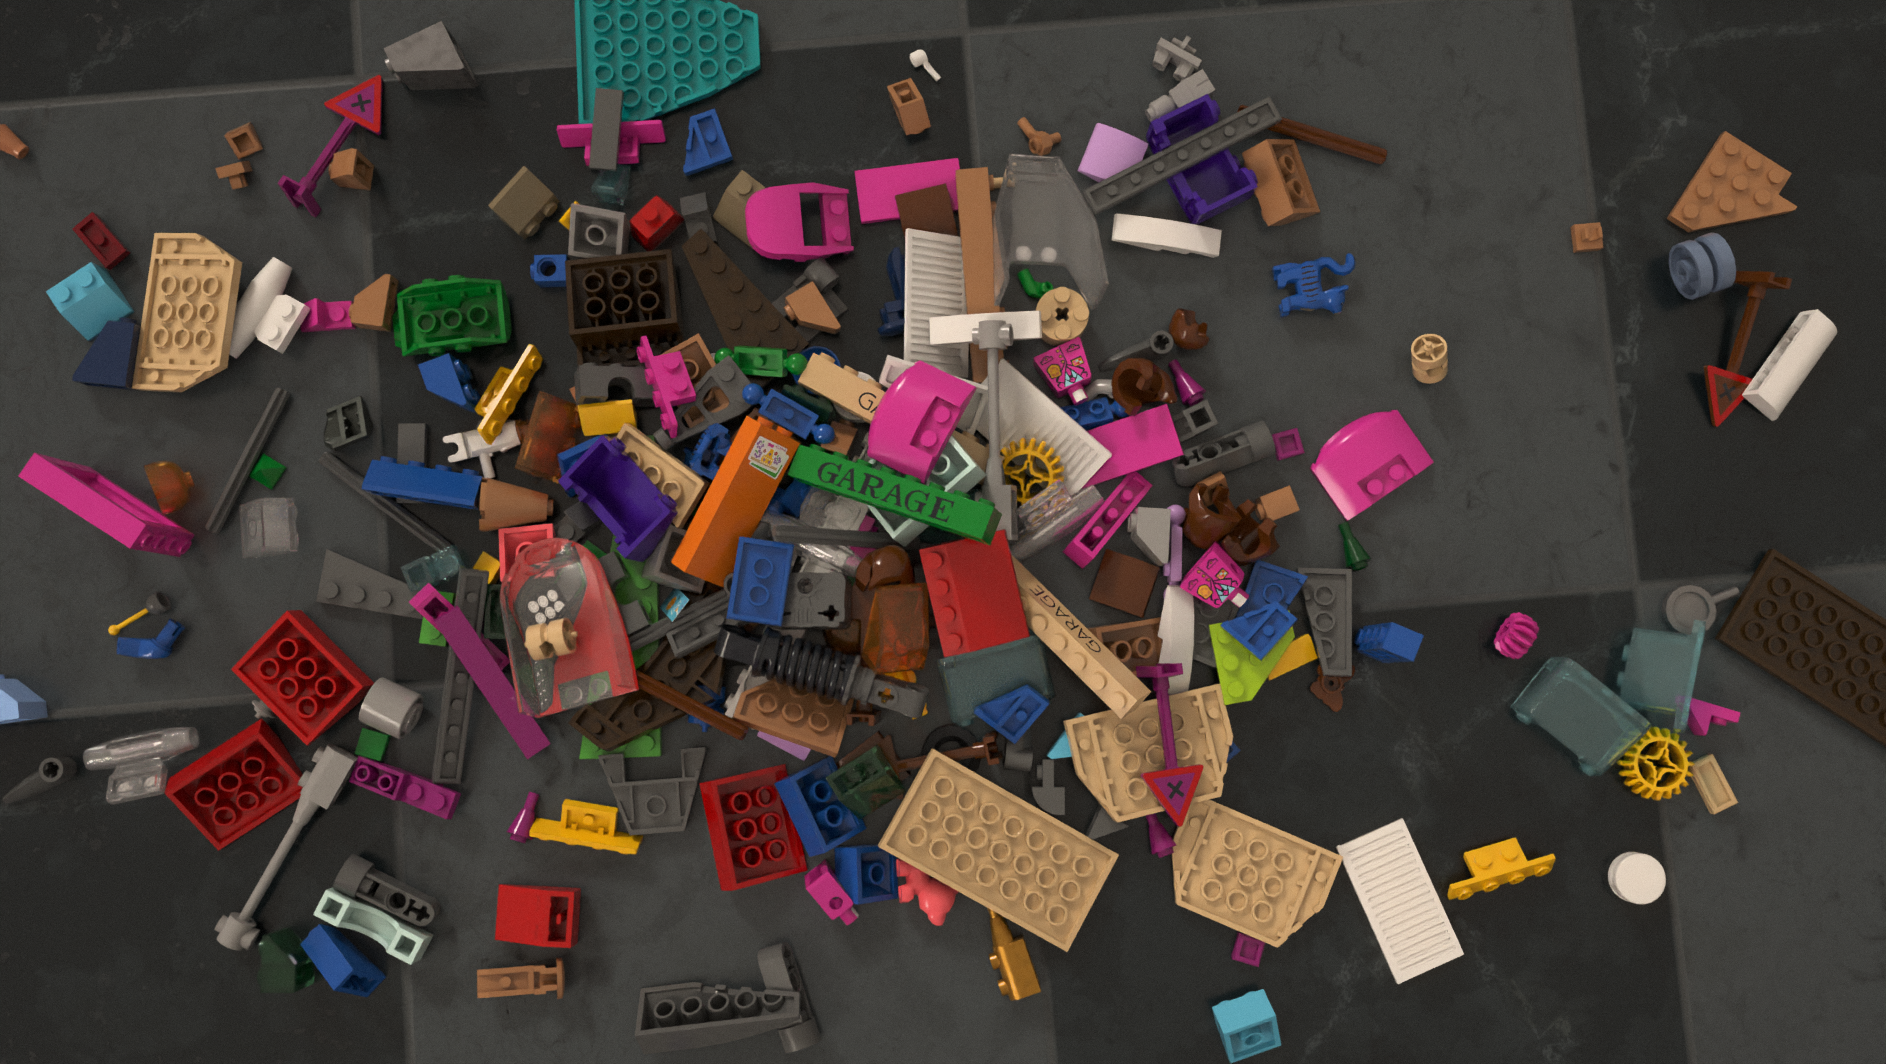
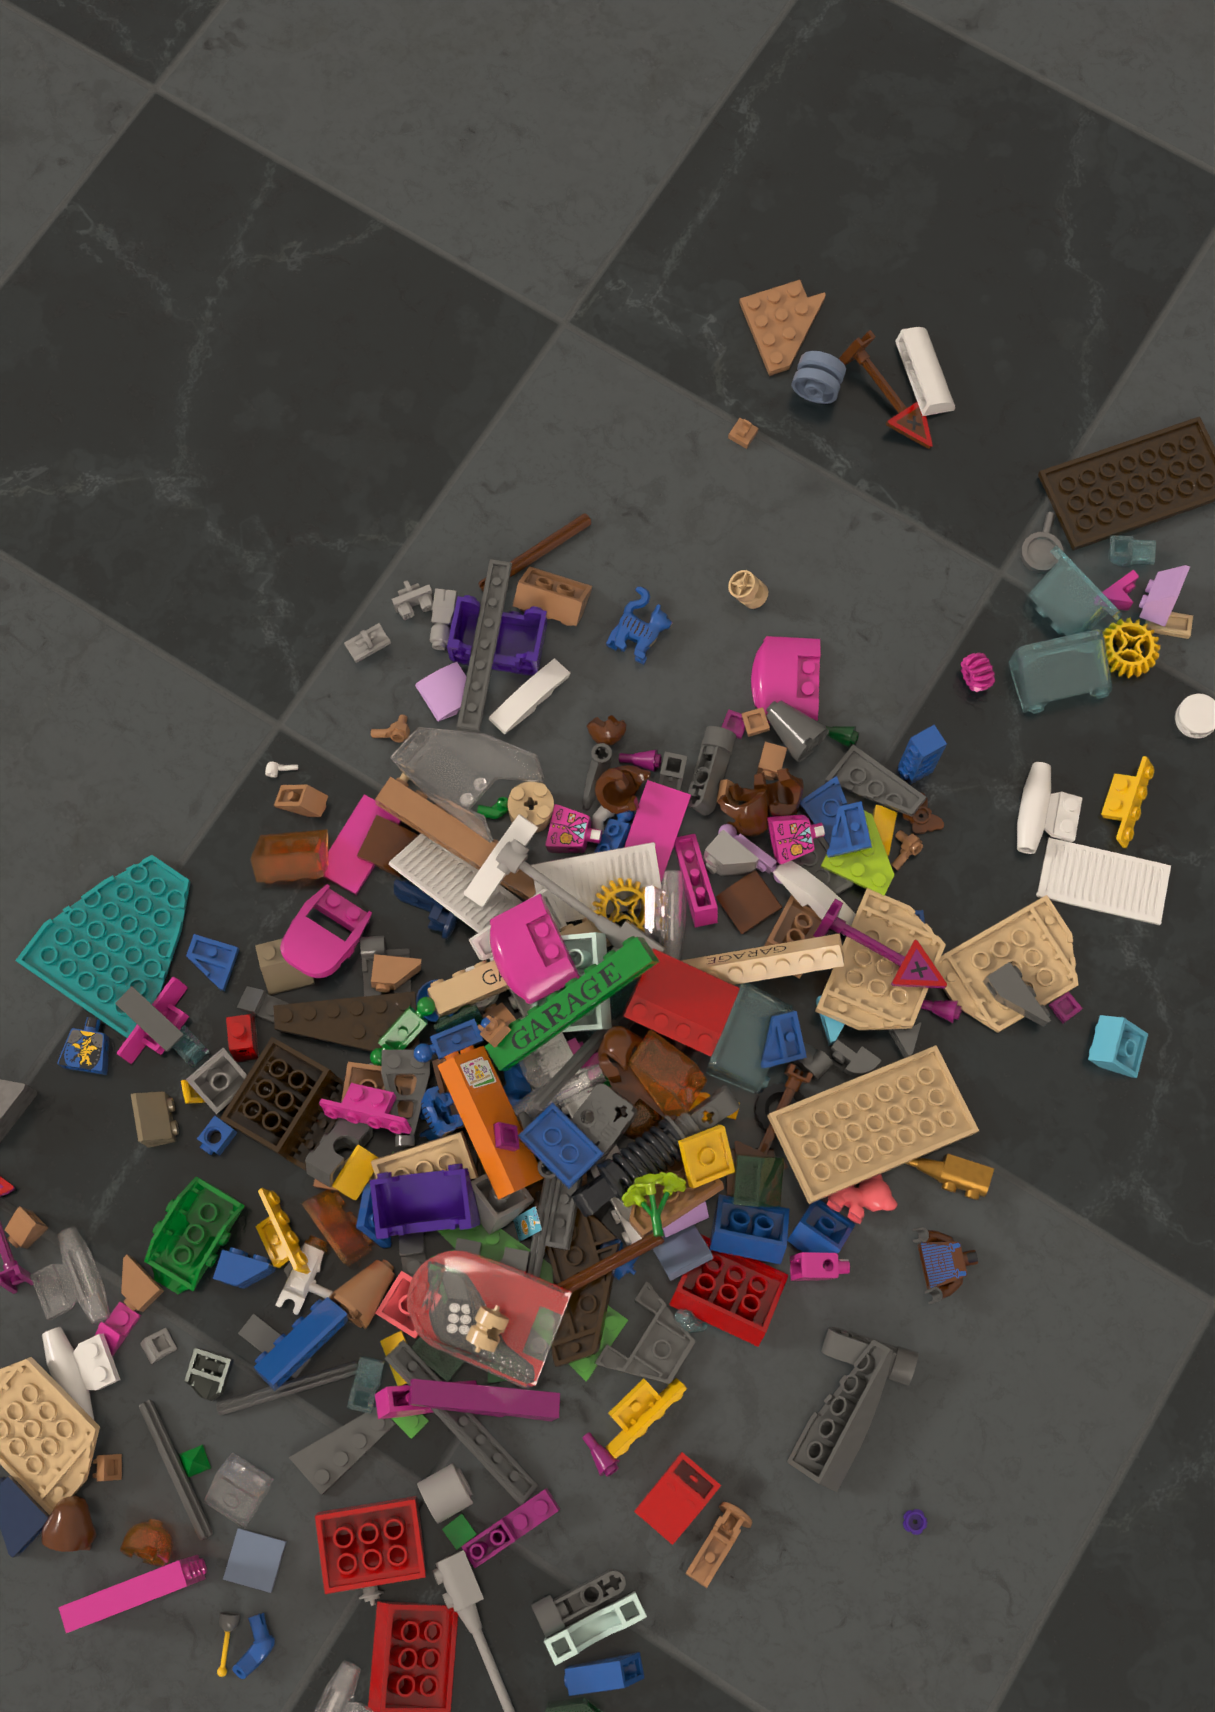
camera: 50 degrees left, 10 degrees down
(129, 408) = (69, 1526): none -> reddish brown piece
(206, 402) = (108, 1467): none -> medium nougat tile
(222, 586) = (254, 1560): none -> sand blue tile
(336, 246) = (73, 1281): none -> clear plate
(340, 363) = (158, 1345): none -> light grey slope
(543, 97) = (86, 1049): none -> torso
(696, 813) = (689, 1321): none -> clear light blue arm
(729, 526) = (506, 1136): none -> magenta tile
(753, 761) = (682, 1252): none -> sand blue tile
(781, 688) = (646, 1185): none -> lime plant
(818, 442) = (494, 1031): none -> medium nougat tile
(848, 721) = (706, 1156): none -> yellow tile
(849, 137) = (291, 856): none -> clear orange slope
(919, 1005) = (942, 1262): none -> torso
(1102, 48) = (367, 642): none -> light grey hips
(1222, 889) = (1010, 990): none -> dark grey slope
(1294, 694) = (910, 846): none -> medium nougat piece
(1303, 462) = (755, 722): none -> medium nougat tile
(1324, 504) = (796, 729): none -> dark grey cone
(1426, 797) = (1045, 811): none -> white plate
(1737, 759) = (1162, 594): none -> lavender slope
(1757, 694) = (1126, 551): none -> clear light blue brick

